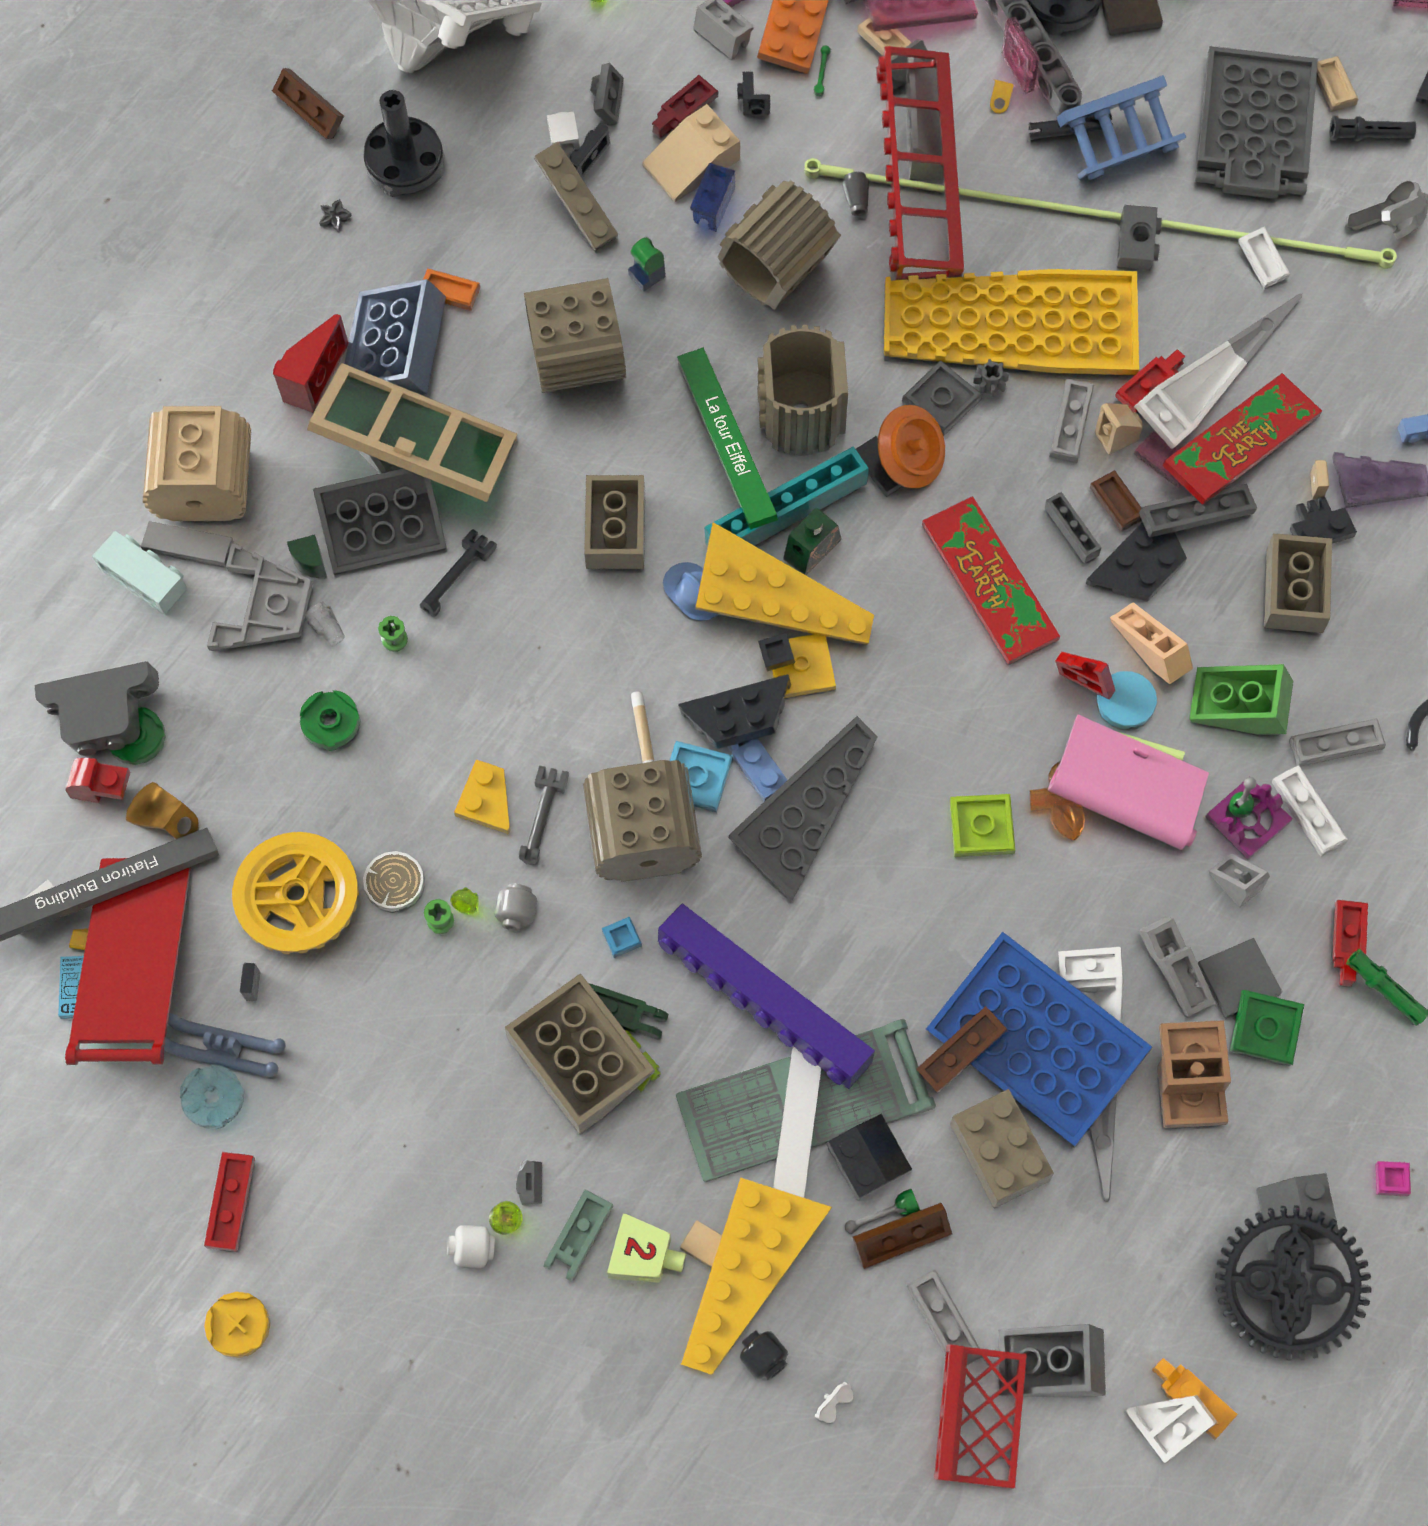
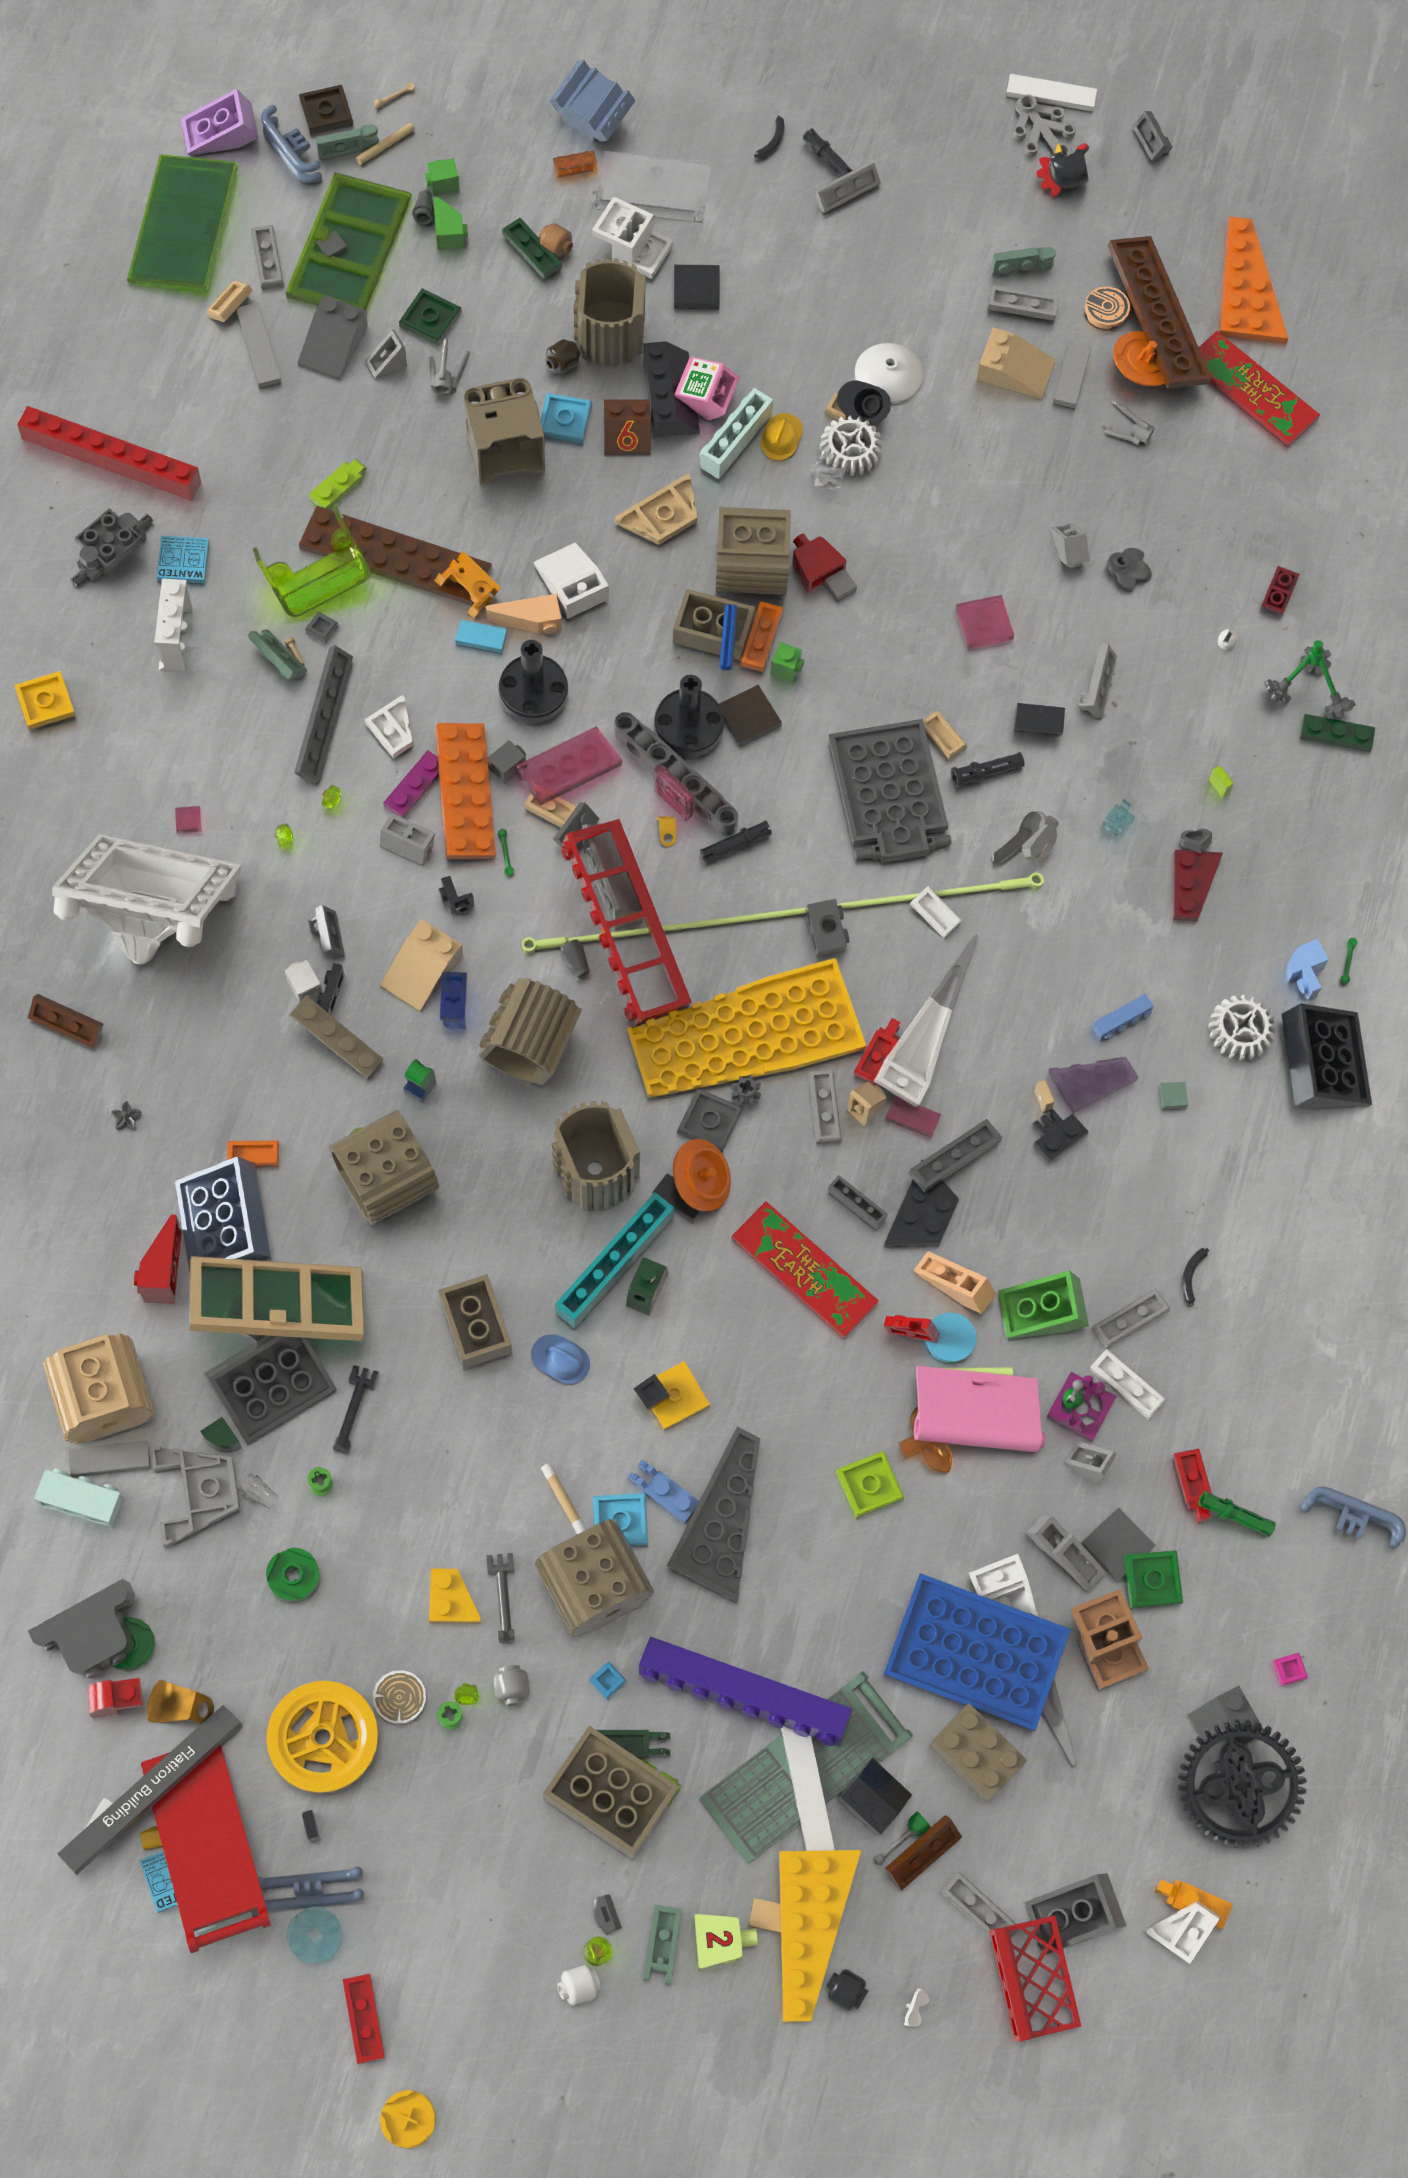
camera: 25 degrees left, 0 degrees up
(400, 152) = (169, 1043): black piece -> none
(682, 104) = (399, 922): dark red hinge -> none
(727, 439) = (544, 1217): green tile -> none
(739, 712) = (638, 1455): black wing -> none
(759, 588) = (619, 1341): yellow wing -> none
(961, 1049) = (919, 1682): reddish brown plate -> none
(1117, 500) = (885, 1165): reddish brown tile -> none
(1125, 101) = (759, 824): medium blue fence -> none
(1242, 438) = (970, 1080): red tile -> none
(1298, 583) = (1057, 1193): dark tan brick -> none

